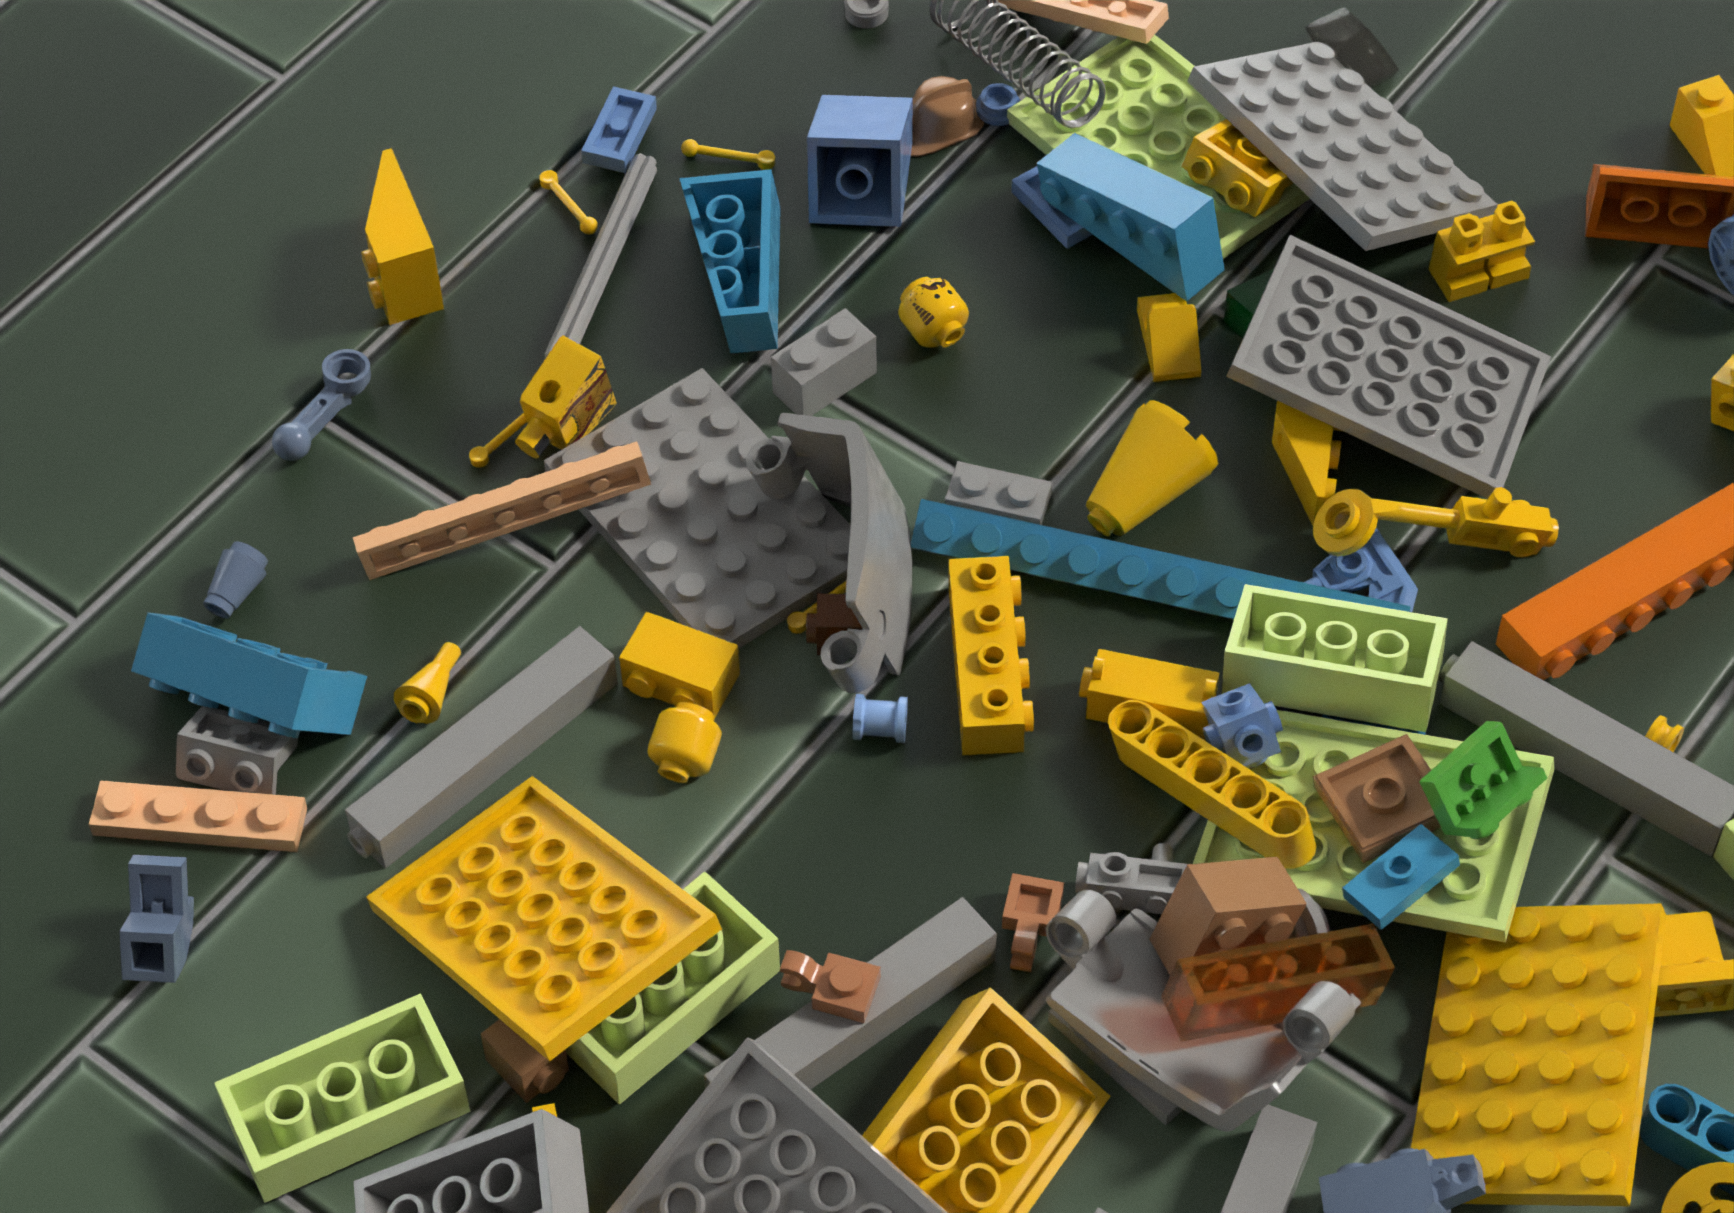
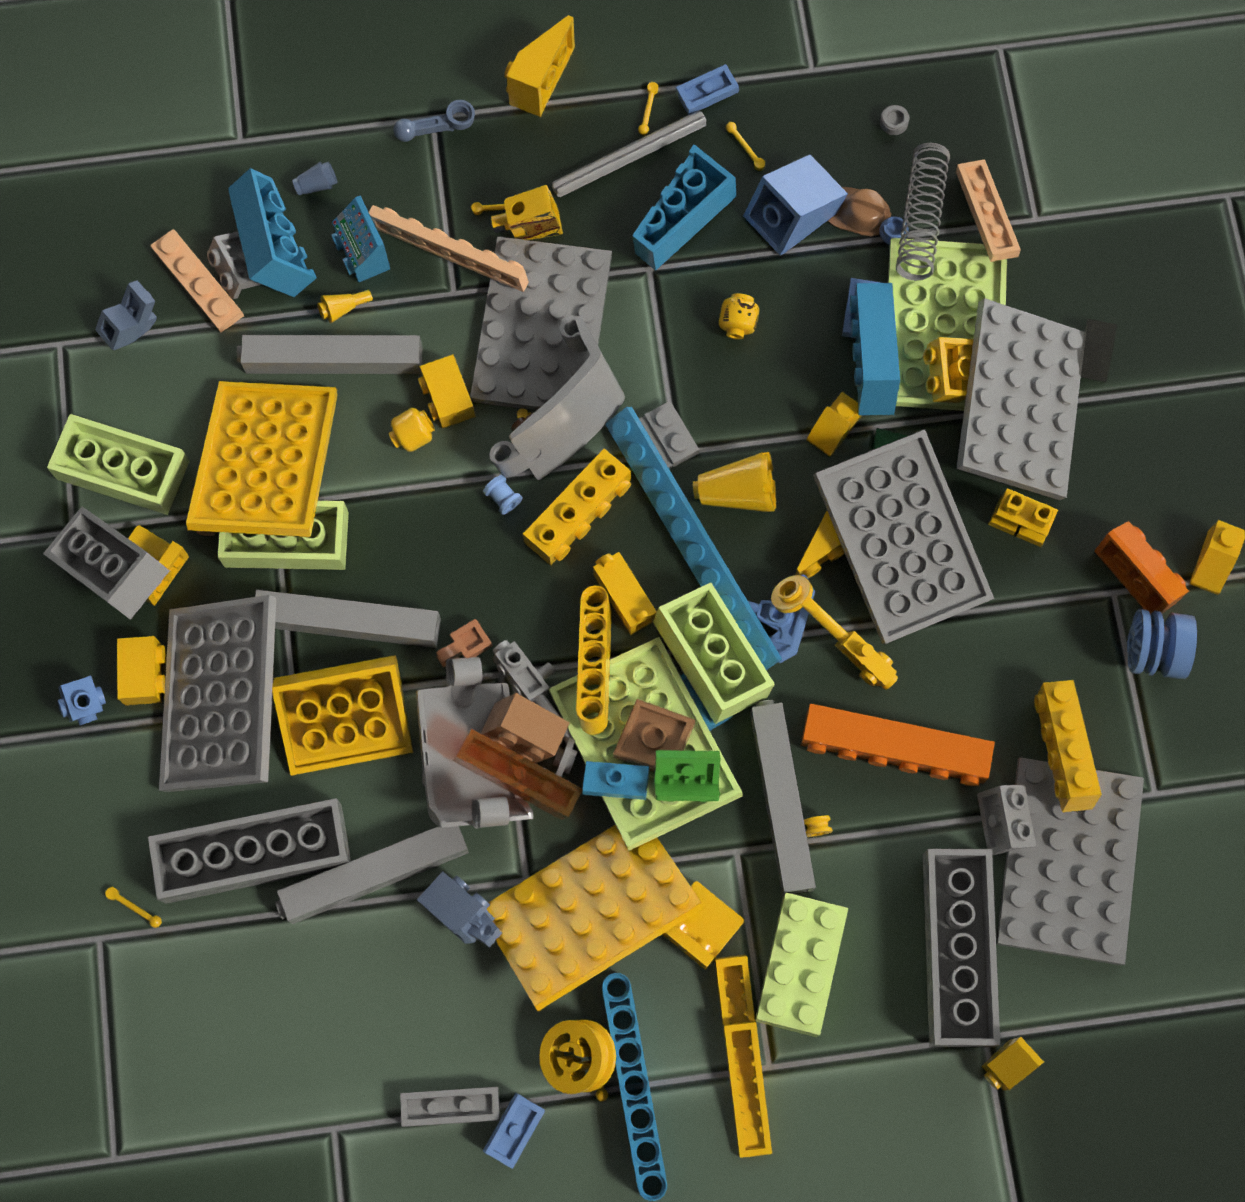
camera: 45 degrees right, 20 degrees up
(380, 587) = (360, 241): none -> dark azure slope
(824, 364) = (662, 298): light grey brick -> none
(838, 988) = (344, 602): nougat plate -> none
(1242, 726) = (631, 647): medium blue brick -> none

